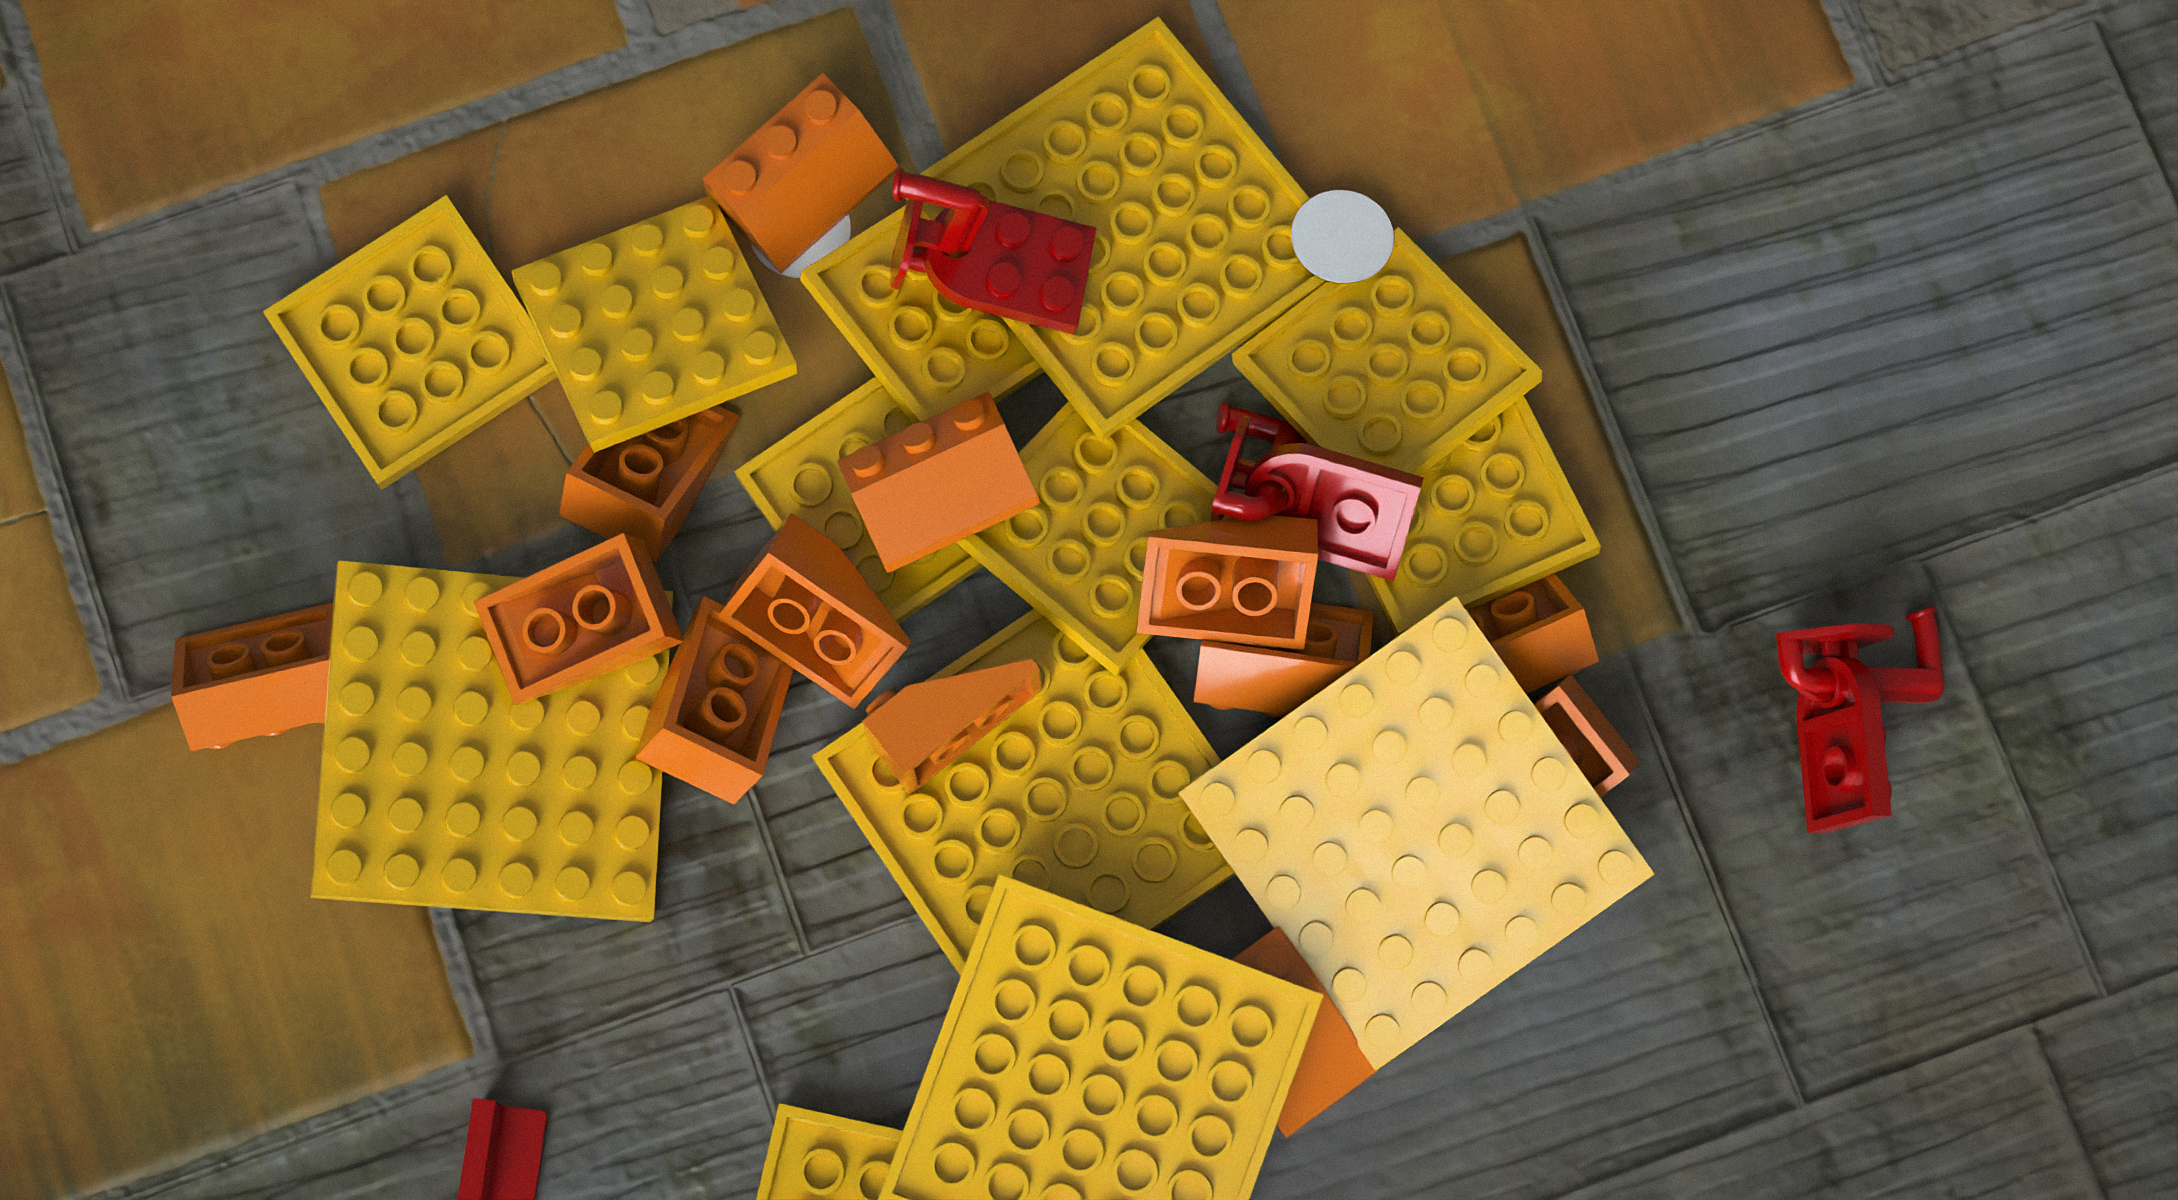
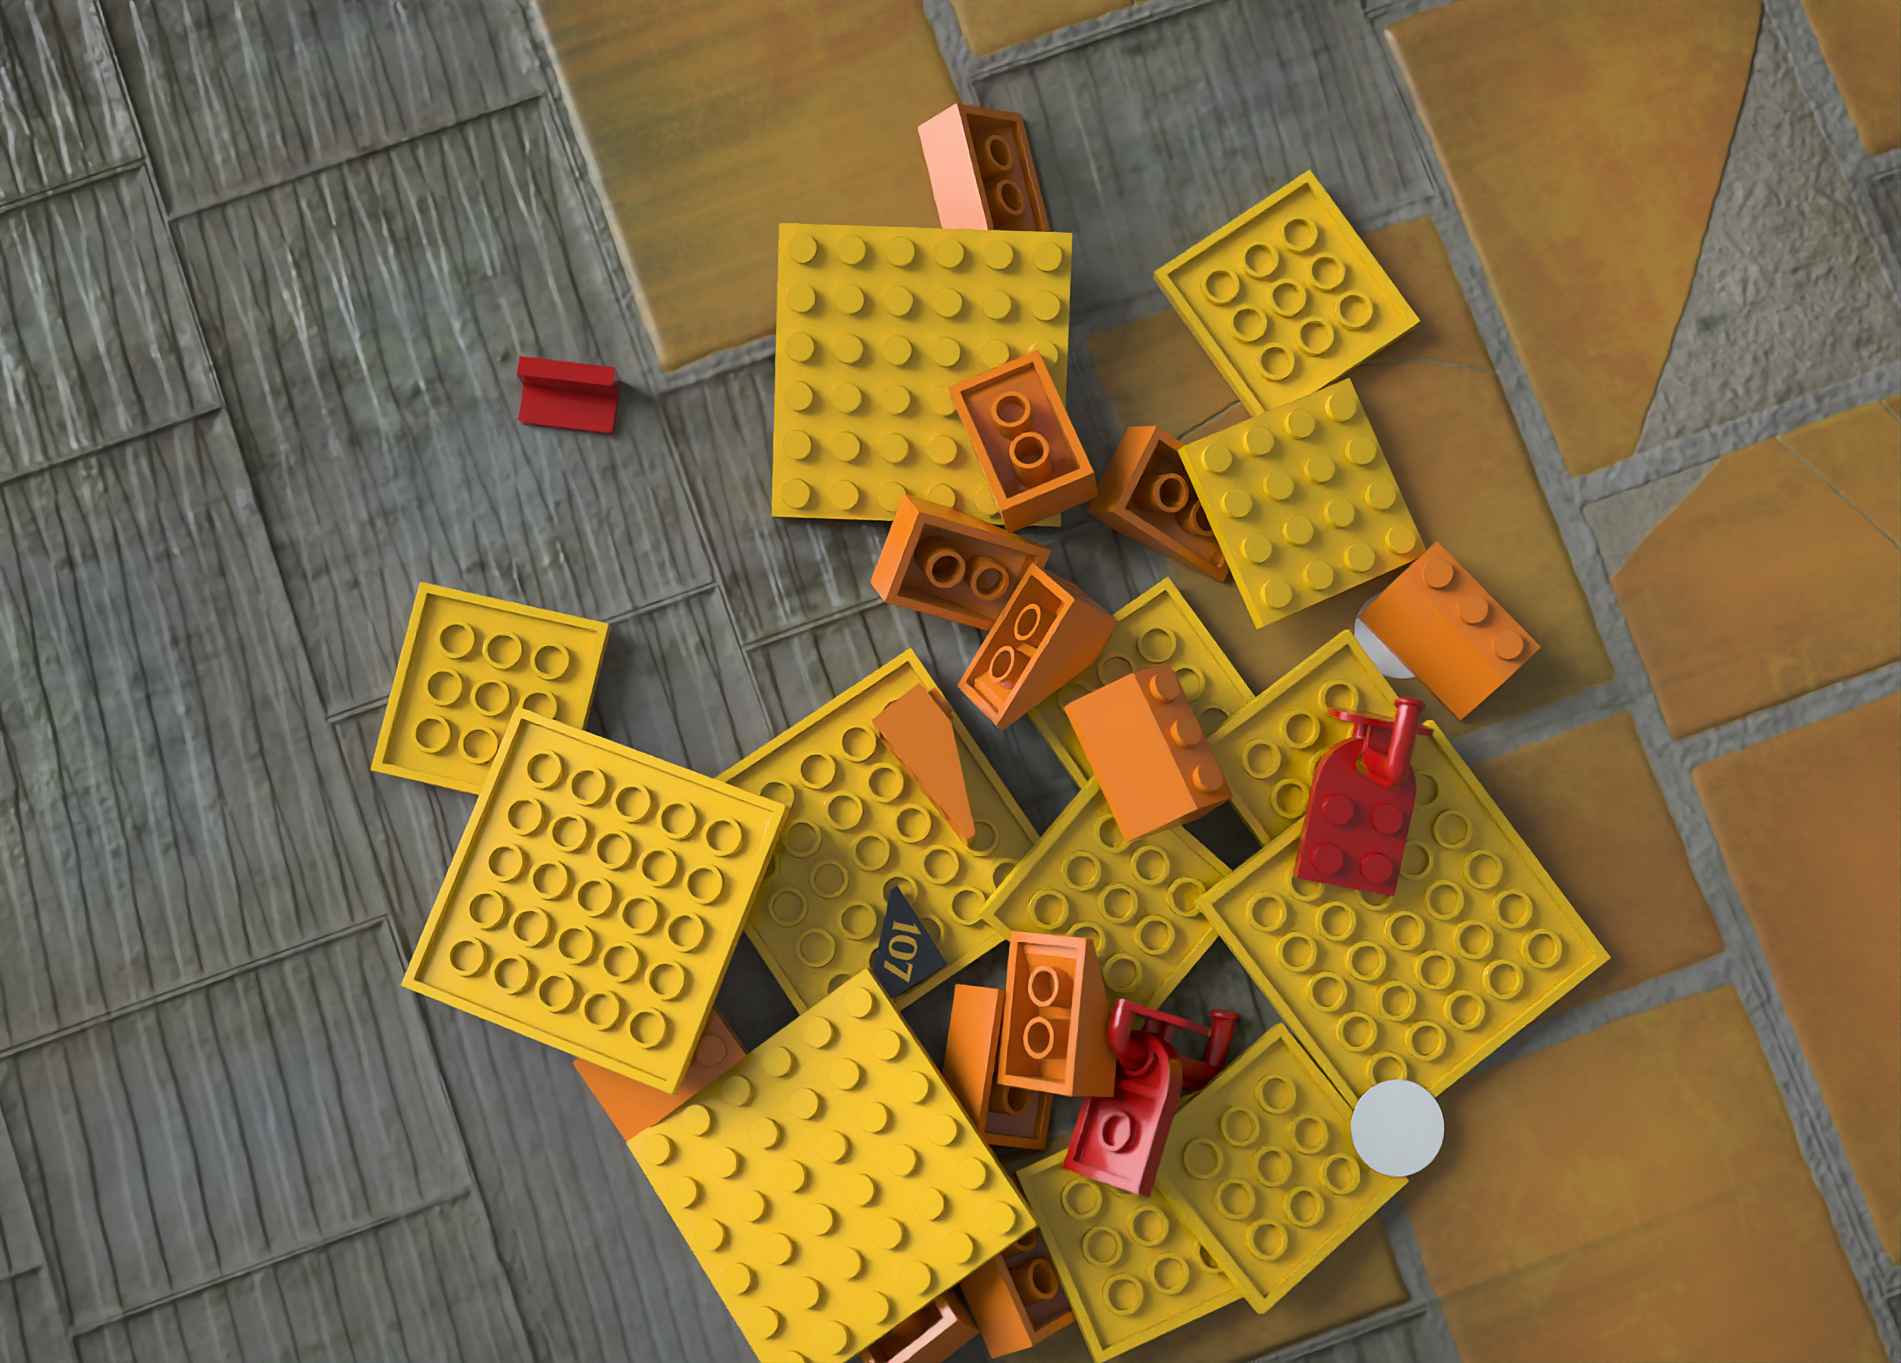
camera: 90 degrees right, 5 degrees up
(1154, 756) = (904, 949): none -> black tile

